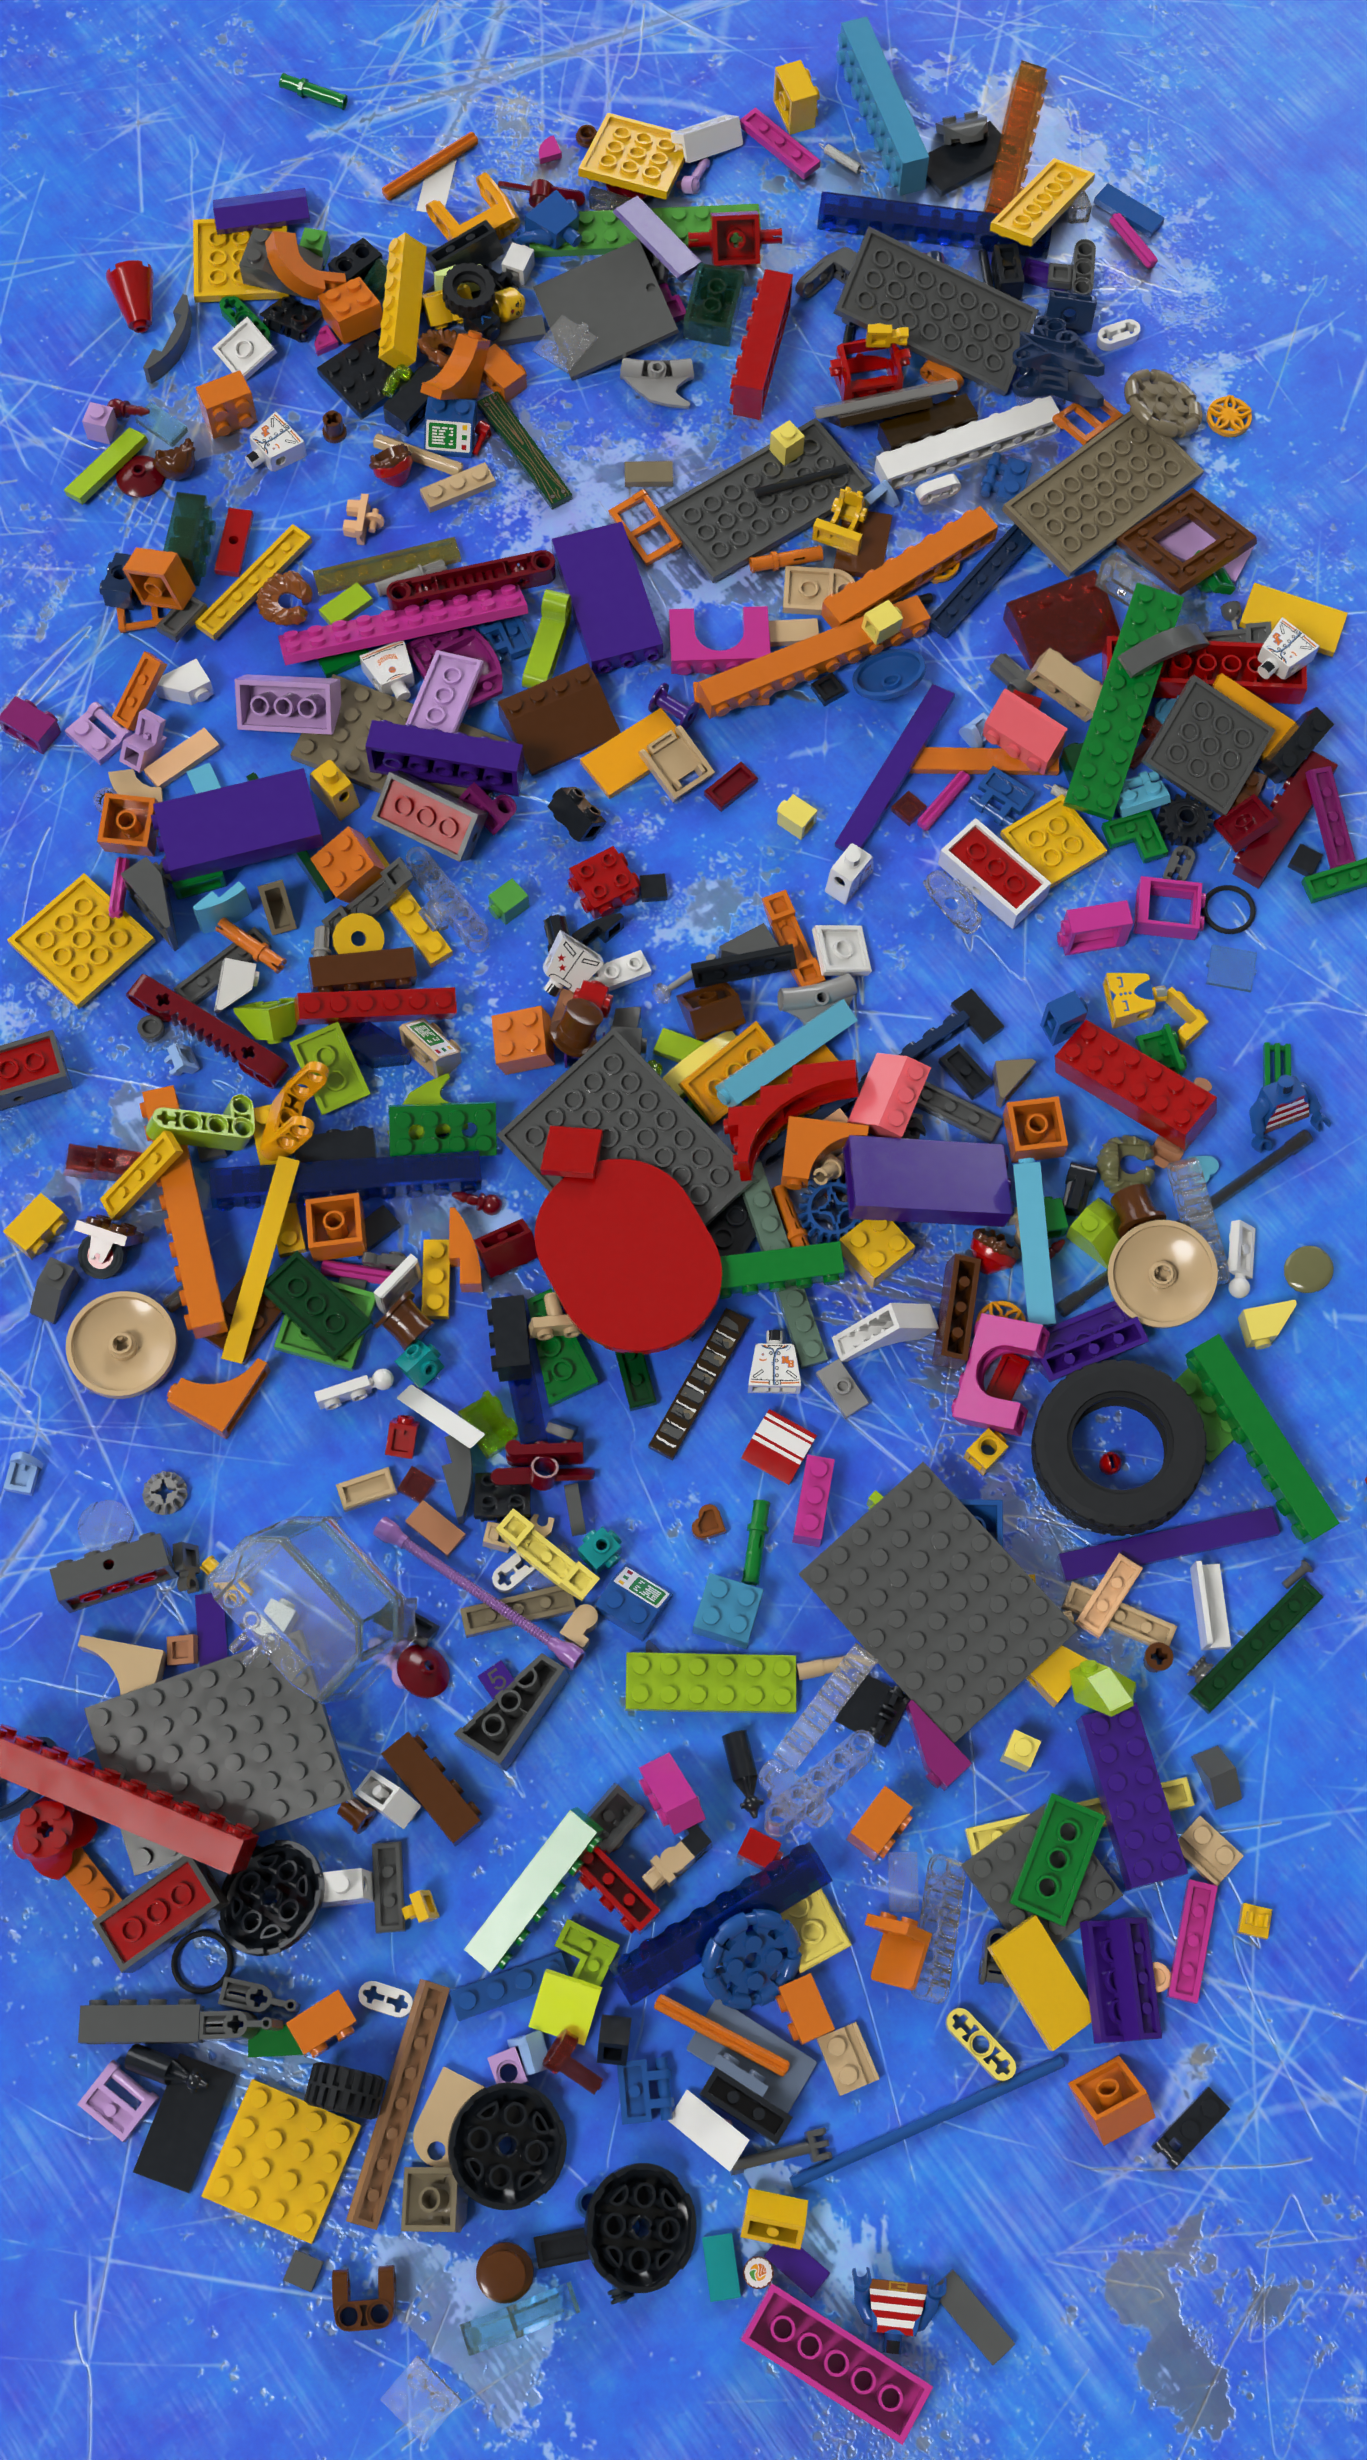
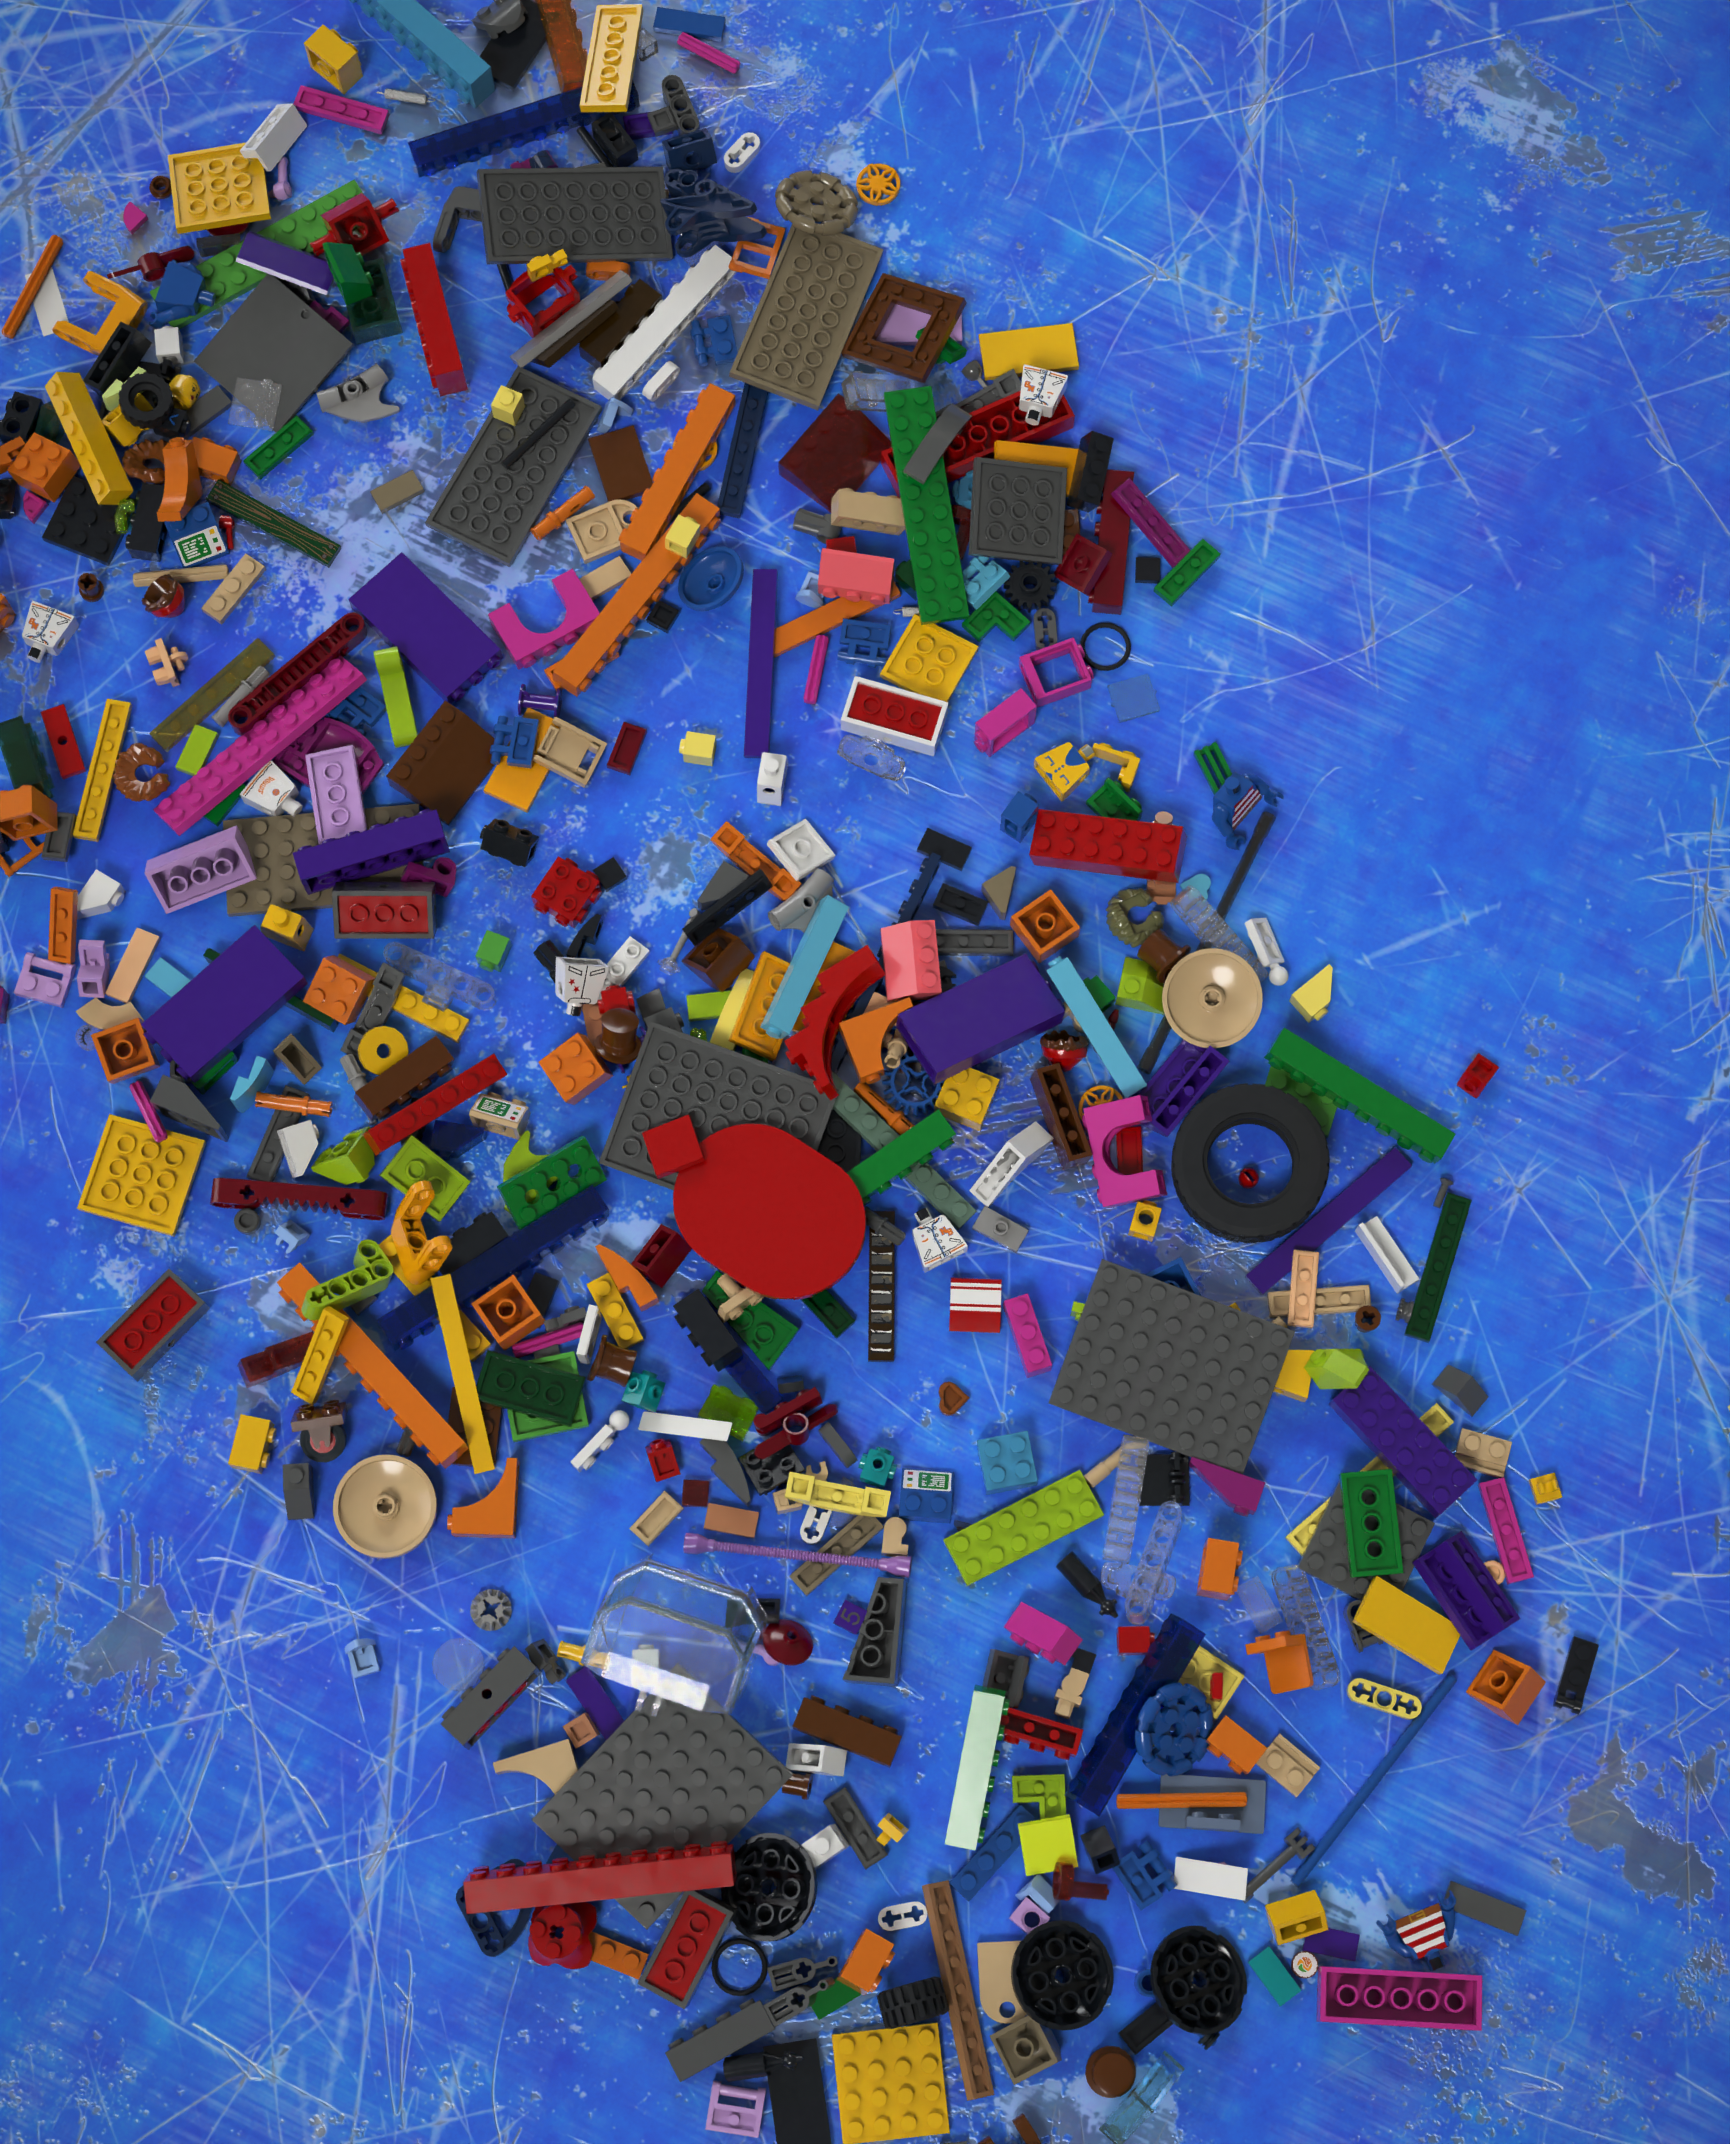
camera: 25 degrees left, 5 degrees up
(489, 1204) = (624, 1224): dark red bar -> none
(565, 390) = (278, 447): none -> green tile
(637, 498) = (399, 521): orange window -> none
(637, 733) = (522, 742): none -> blue plate
(706, 264) = (348, 271): none -> green slope
(729, 1326) = (884, 1227): none -> dark grey axle
(745, 2106) = (1229, 1844): black brick -> none
(757, 1531) = (998, 1394): green pin -> none
(816, 1939) = (1216, 1687): none -> red tile
(851, 508) = (596, 438): yellow tile -> none
(908, 808) = (789, 691): clear red tile -> none
(1020, 1751) = (1297, 1451): light yellow brick -> none
(1079, 1183) = (1104, 953): black piece -> none
(1308, 1269) = (1326, 931): olive piece -> none

